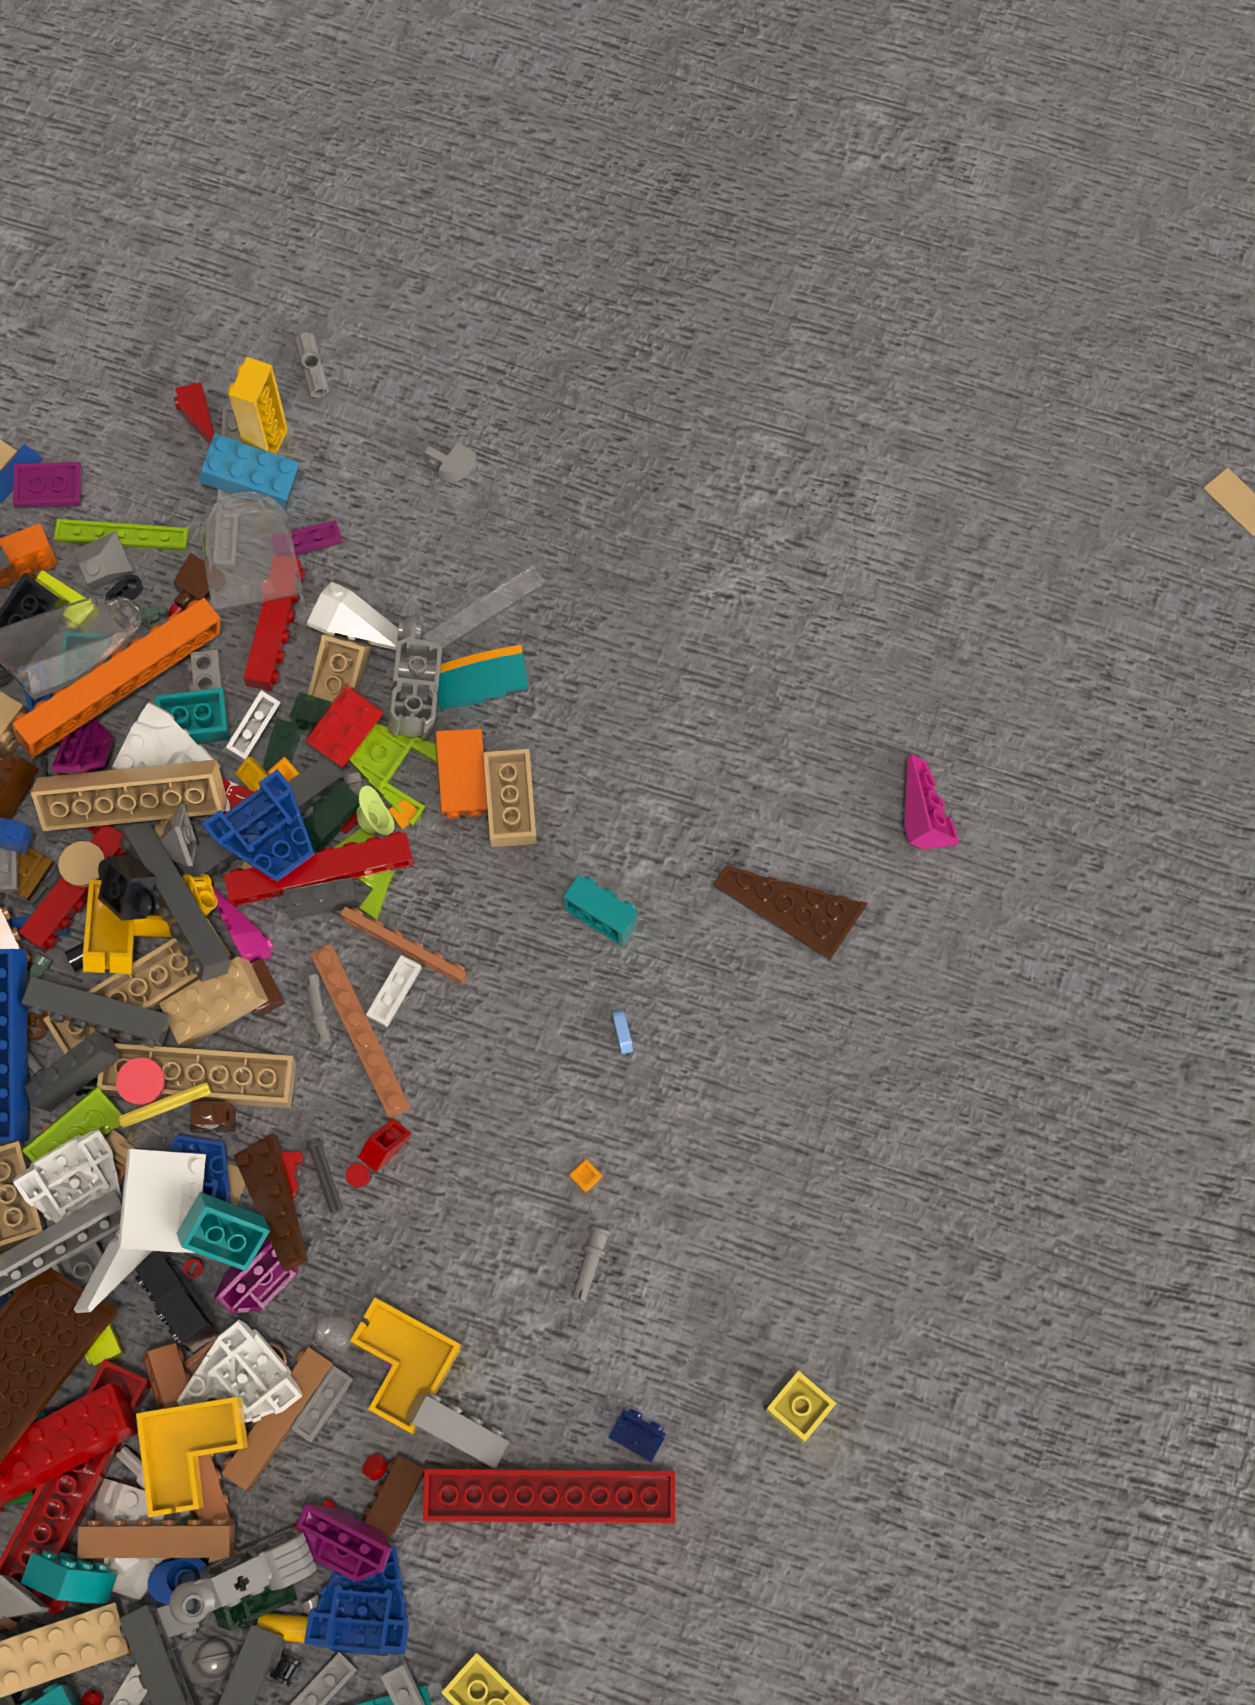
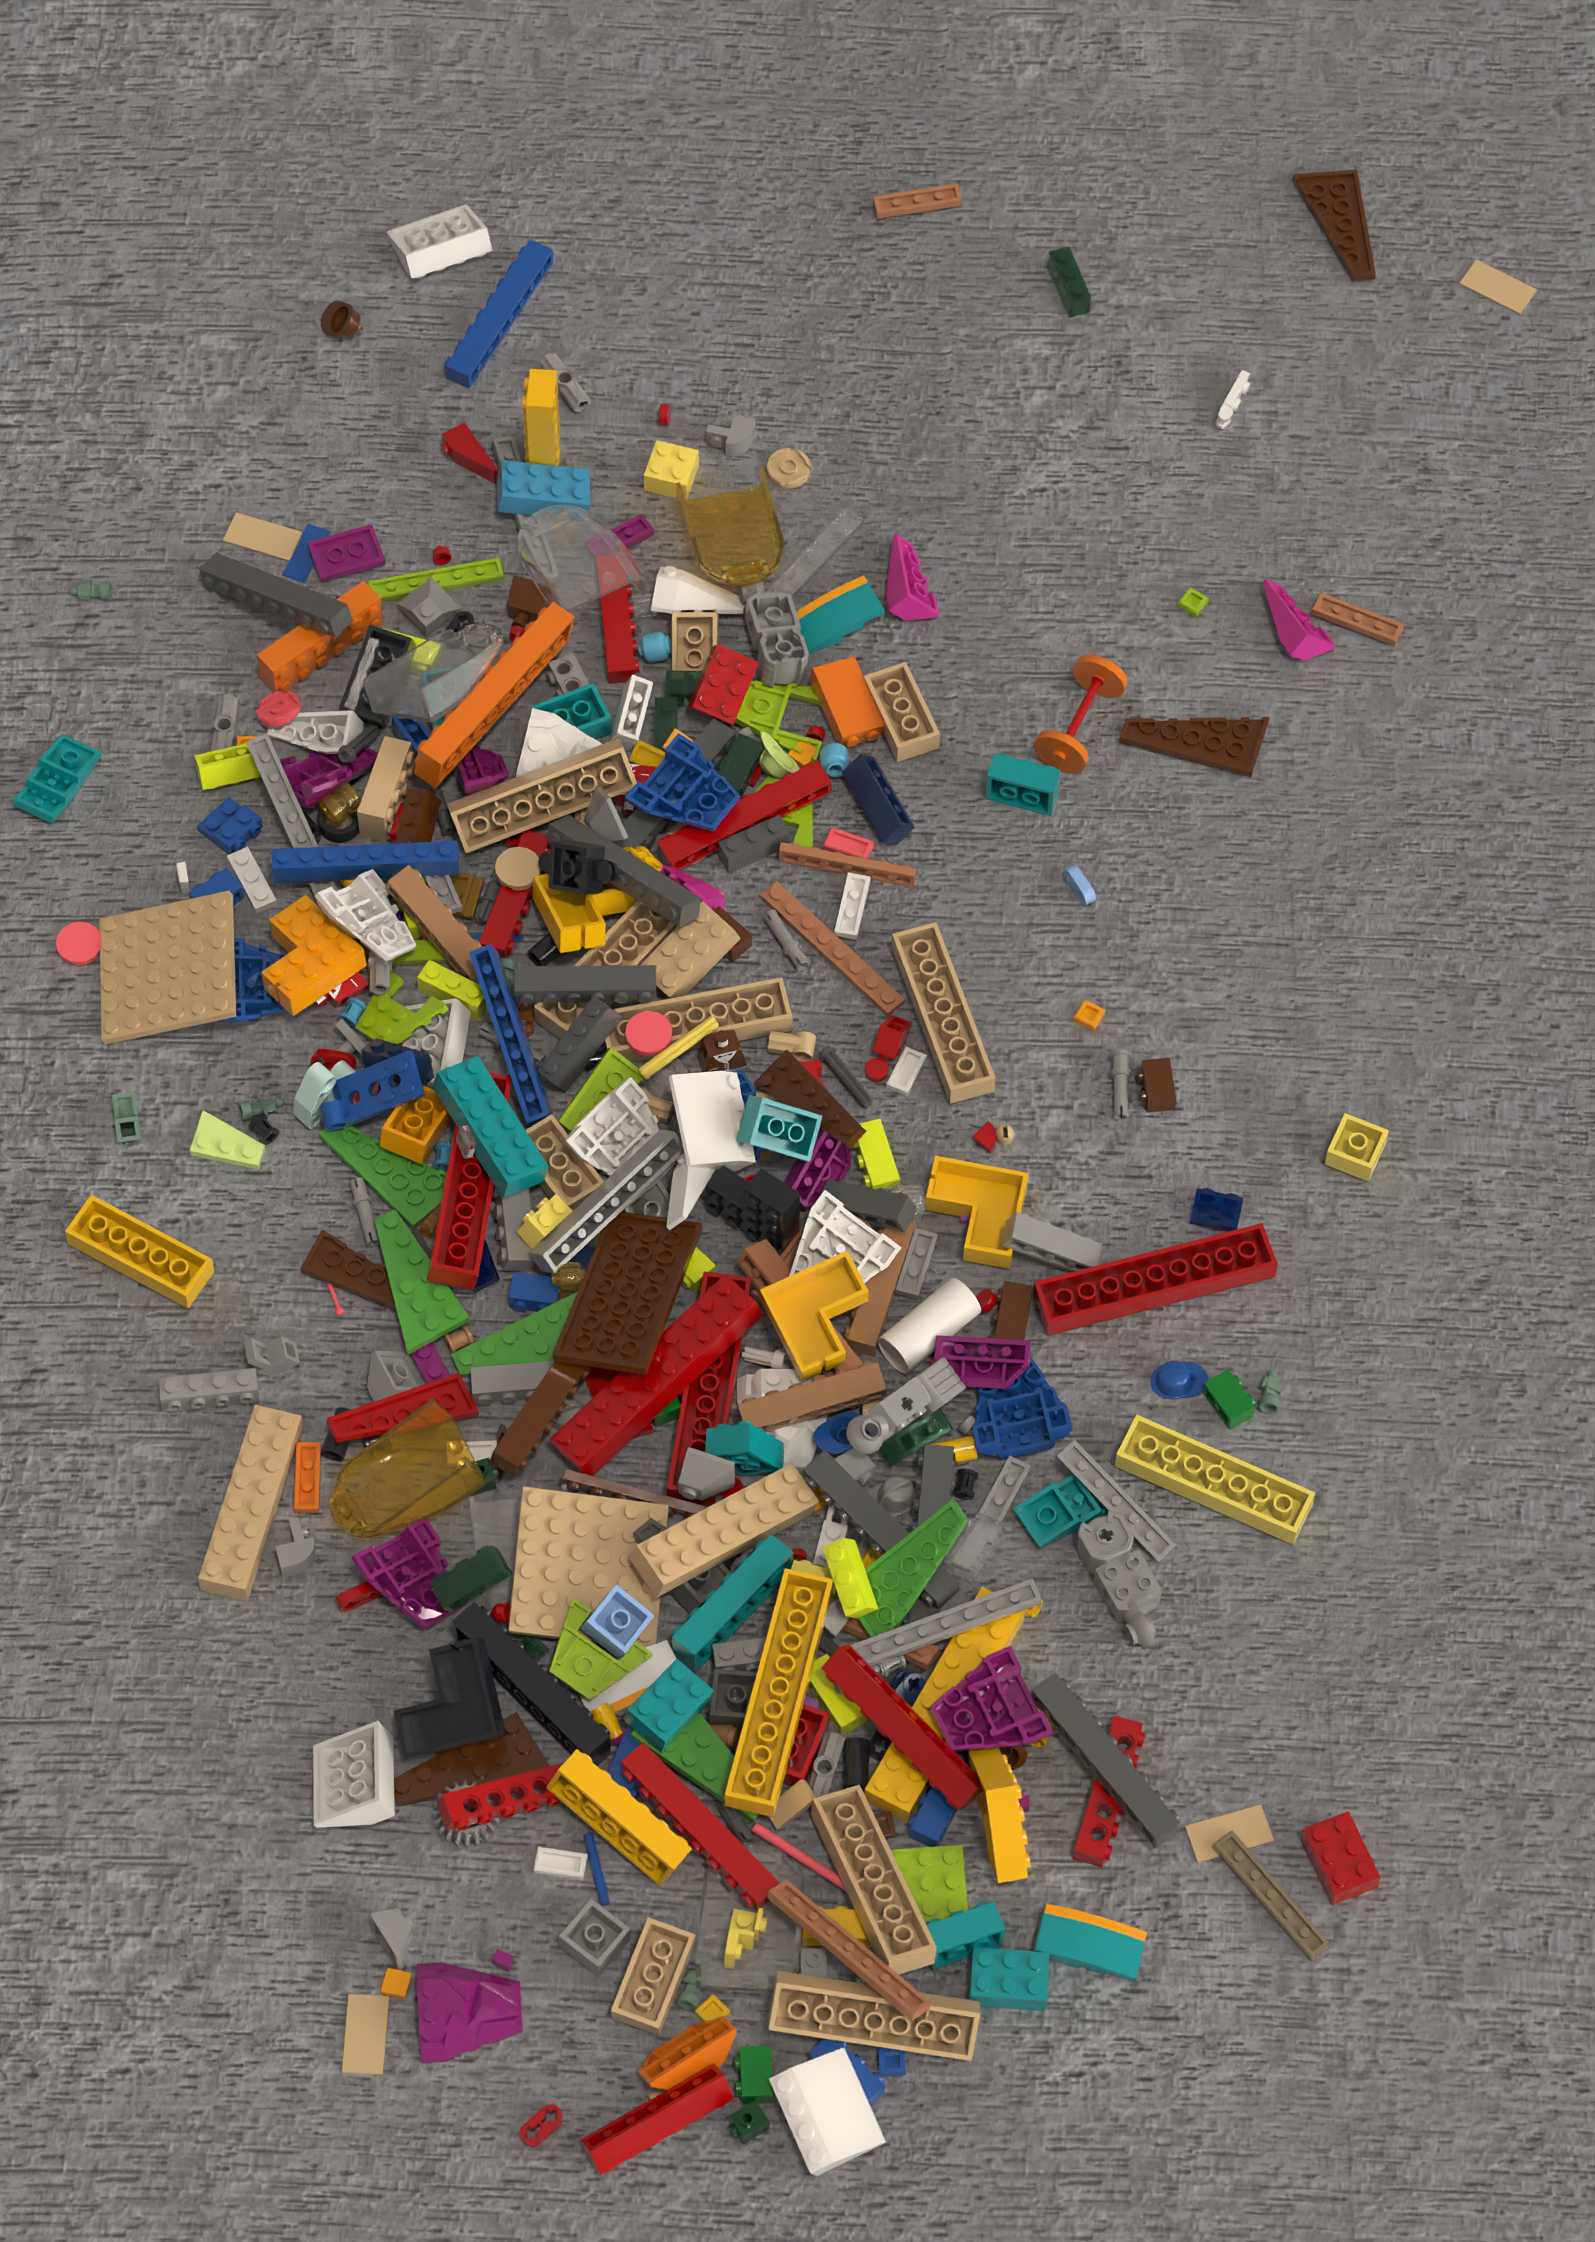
camera: 15 degrees left, 10 degrees down
(127, 247) = (340, 320): none -> reddish brown piece
(135, 510) = (443, 553): none -> red hinge
(247, 191) = (440, 241): none -> white slope
(276, 278) = (498, 314): none -> blue brick
(288, 1128) = (799, 1045): none -> tan piece
(288, 1333) = (873, 1205): none -> dark grey brick
(299, 662) = (655, 647): none -> medium azure head
(306, 1481) = (939, 1314): none -> white piece
(321, 1274) = (876, 1157): none -> neon yellow brick
(379, 482) = (669, 466): none -> light yellow brick
(386, 1185) = (906, 1071): none -> white tile
(394, 422) = (664, 414): none -> red tile
(410, 567) = (733, 533): none -> clear yellow windscreen
(414, 923) = (848, 843): none -> coral tile
(422, 796) = (818, 731): none -> red hinge
(429, 829) = (834, 759): none -> medium azure head
(439, 1281) = (986, 1137): none -> red tile
(440, 1136) = (943, 1013): none -> tan brick
(456, 885) = (878, 799): none -> dark blue brick
(463, 1285) = (999, 1134): none -> tan hinge
(493, 509) = (788, 468): none -> tan tile
(540, 1612) = (1178, 1380): none -> blue piece
(561, 669) = (906, 585): none -> dark pink wedge
(581, 1653) = (1229, 1399): none -> green brick
(626, 1275) = (1157, 1084): none -> reddish brown brick
(628, 1650) = (1269, 1402): none -> sand green piece
(708, 266) = (917, 201): none -> nougat plate
(712, 817) = (1099, 678): none -> orange piece
(824, 388) = (1069, 282): none -> clear green brick
(834, 756) = (1193, 602): none -> lime tile
(941, 555) = (1232, 400): none -> white hinge
(989, 820) = (1357, 619): none -> nougat plate
(1109, 383) = (1339, 209): none -> reddish brown wing

